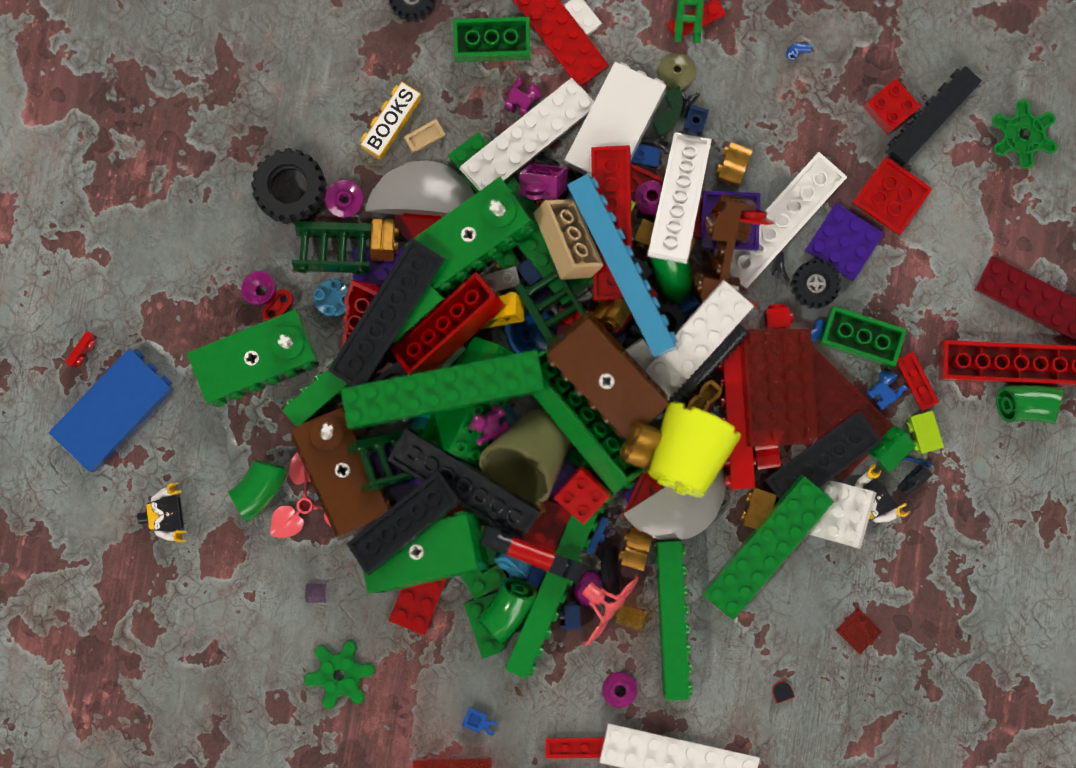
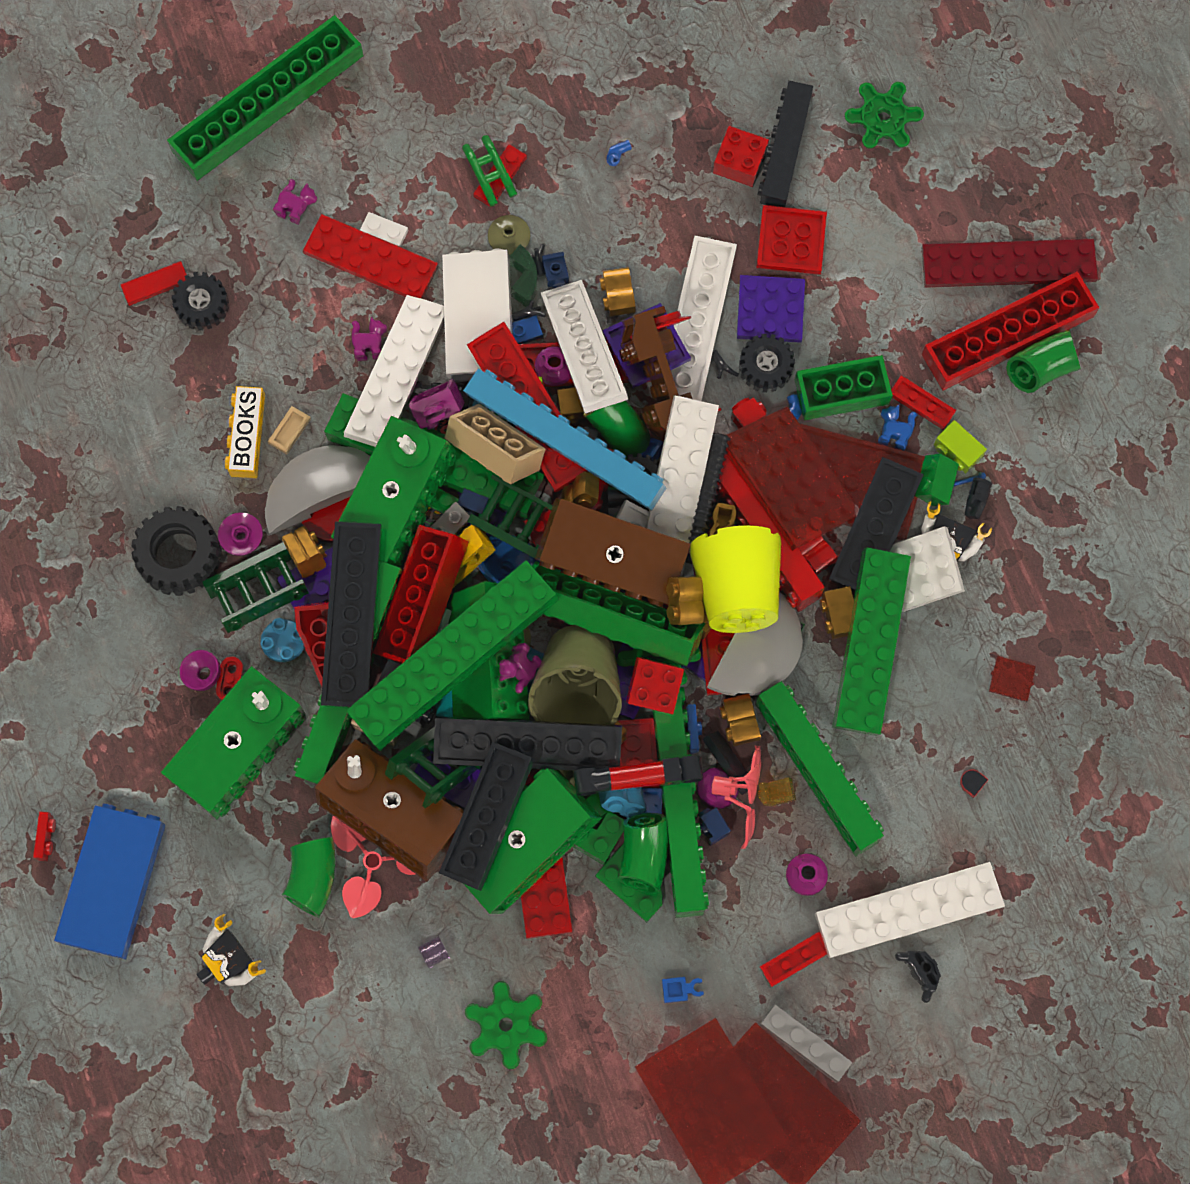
camera: 30 degrees left, 10 degrees down
(491, 39) = (305, 298): green brick -> none

